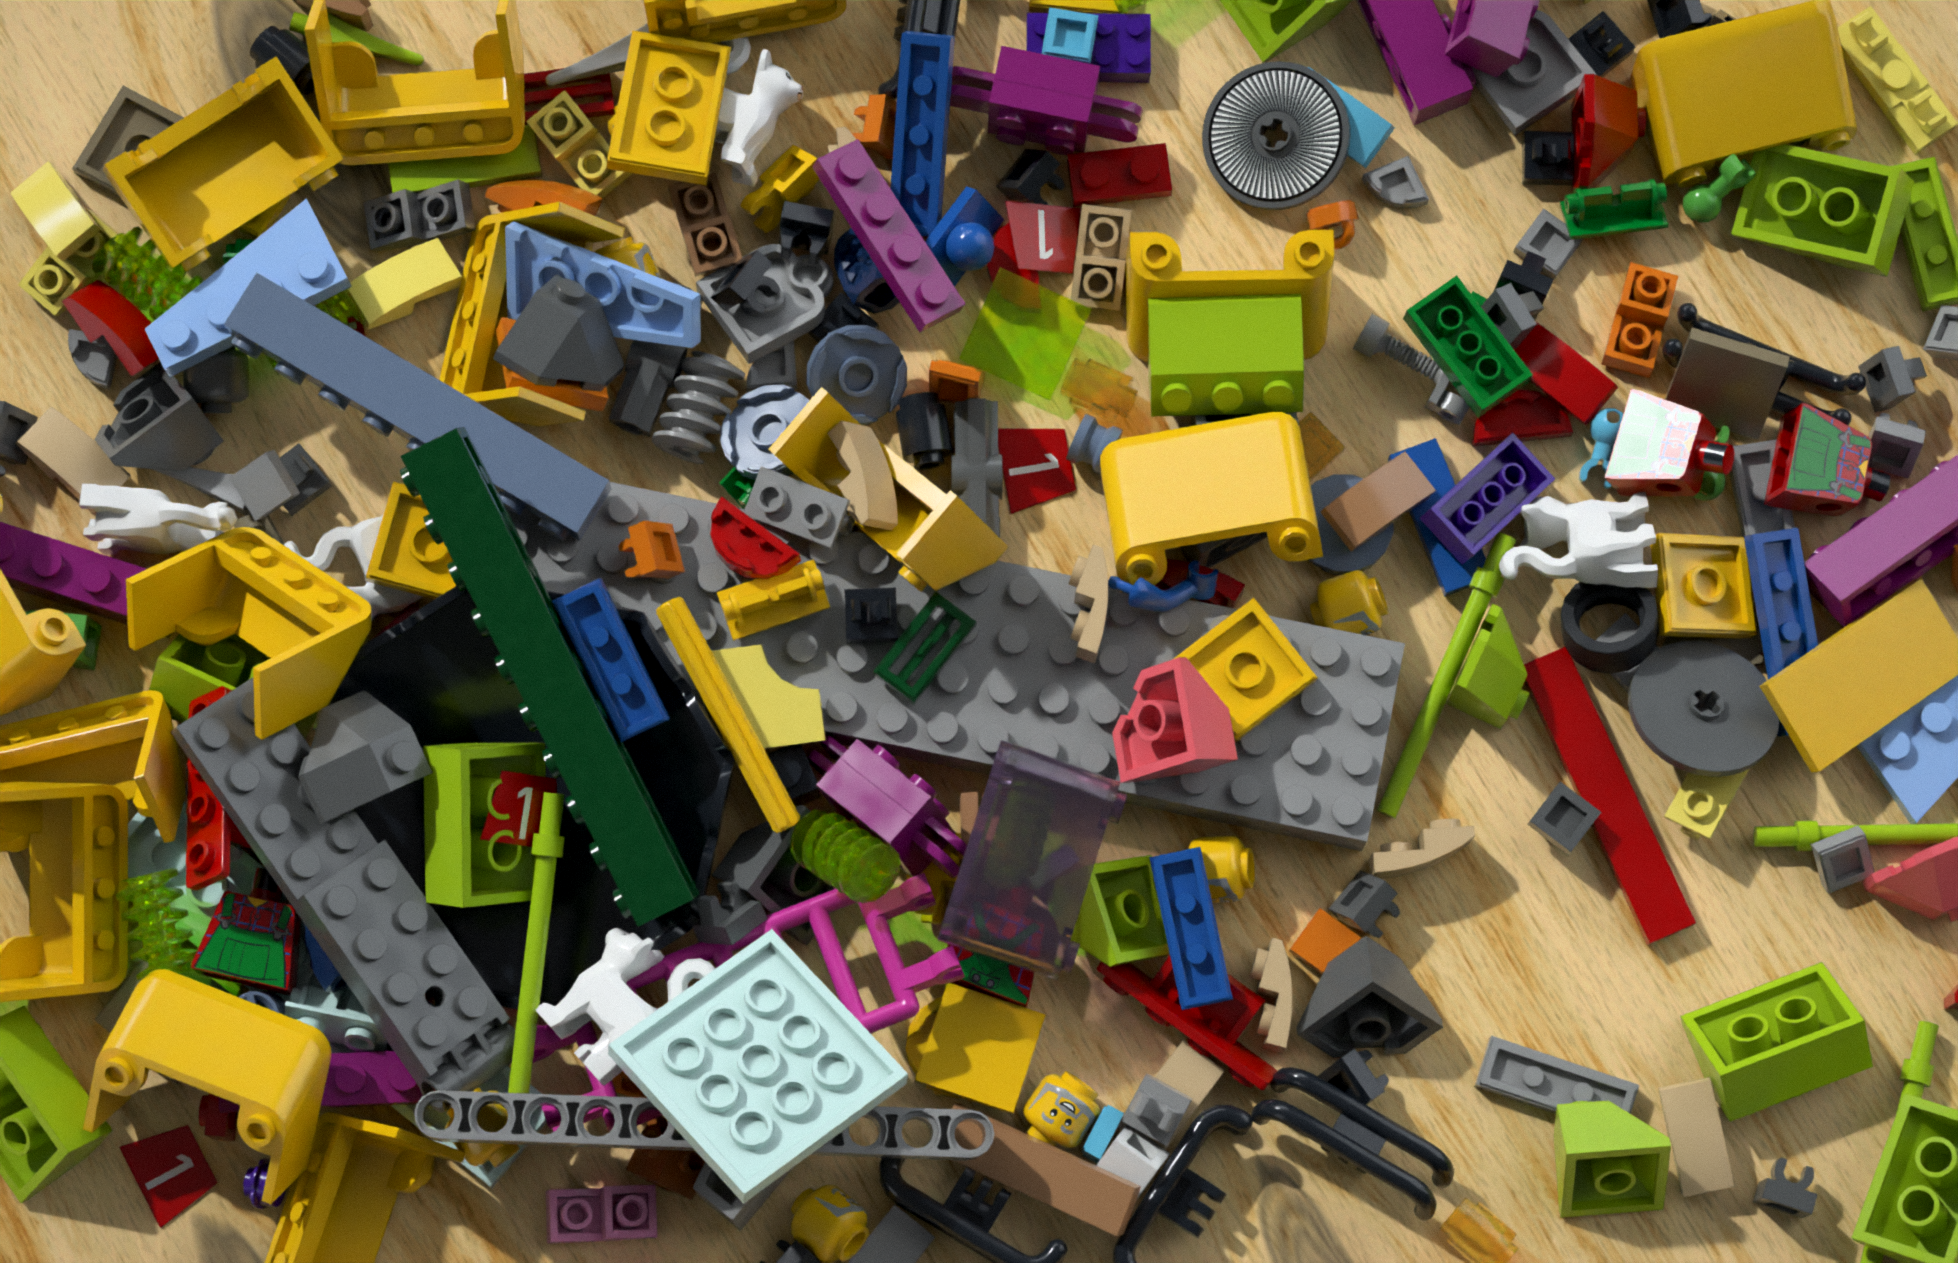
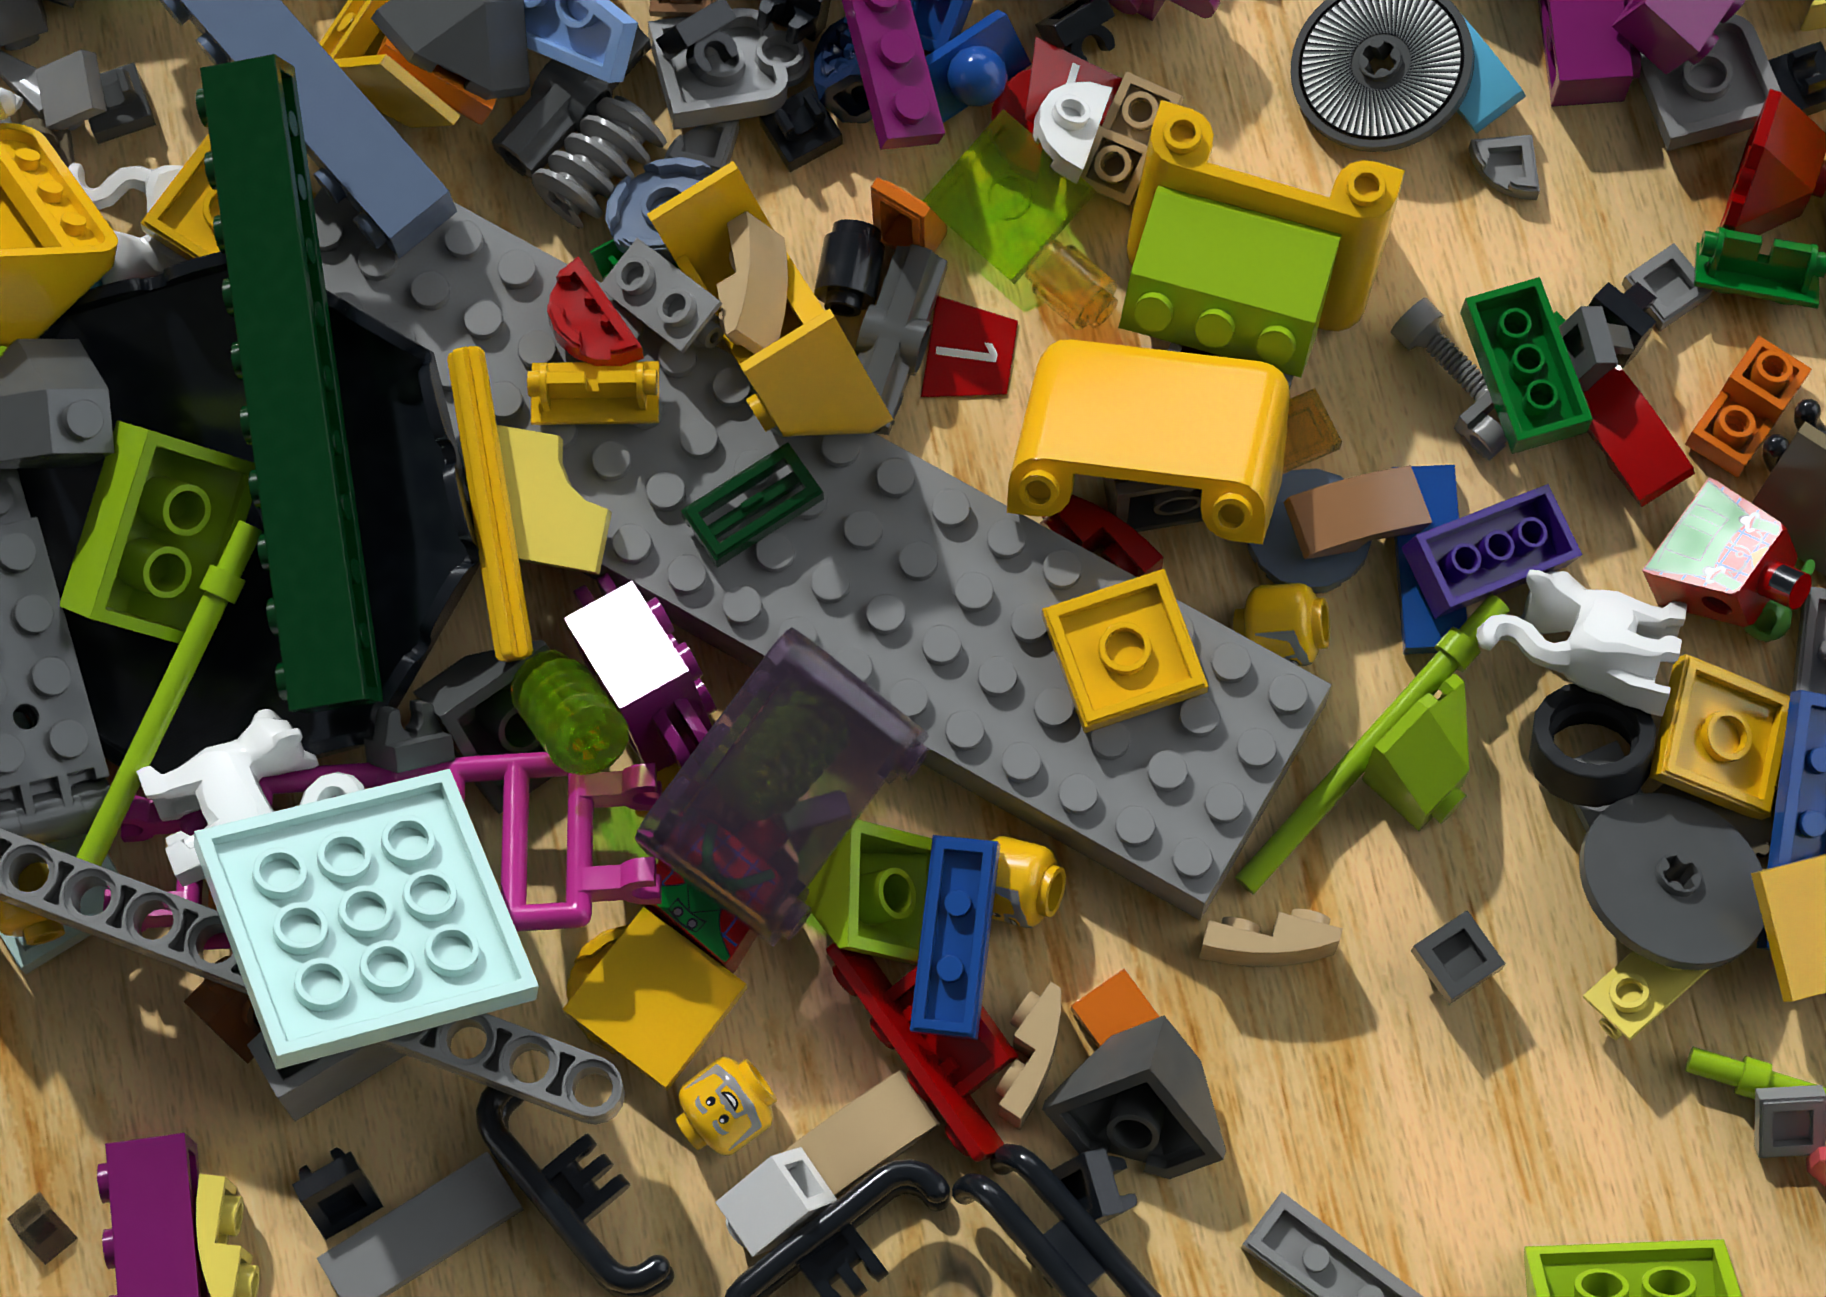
camera: 25 degrees right, 5 degrees down
(522, 798) = (209, 521): red sticker -> none
(601, 1214) = (140, 1046): bright pink slope -> none
(611, 659) = (370, 389): blue tile -> none
(654, 550) = (475, 291): orange tile -> none
(795, 774) = (548, 602): black brick -> none
(829, 1223) = (399, 1146): yellow head -> none
(859, 371) = (798, 177): sand blue tile -> none
(871, 615) = (702, 446): black tile -> none
(1050, 1175) = (679, 1174): medium nougat tile -> none
(1055, 264) = (1069, 125): none -> white plate
(1091, 441) = (1036, 335): sand blue wheel -> none
(1092, 592) = (972, 500): tan slope -> none
(1102, 1133) = (769, 1141): medium azure tile -> none
(1119, 175) = (1184, 55): red plate -> none
(1149, 597) = (1035, 525): blue piece -> none
(1156, 1109) = (838, 1141): light grey tile -> none
(1172, 725) = (1014, 686): coral slope -> none
(1333, 215) = (1423, 175): orange tile -> none
(1364, 902) = (1180, 978): dark grey tile -> none
(1525, 415) = (1573, 473): red tile -> none
(1547, 158) = (1699, 189): black tile -> none
(1602, 782) = (1521, 931): red tile -> none
(1605, 436) = (1659, 522): medium azure arm -> none

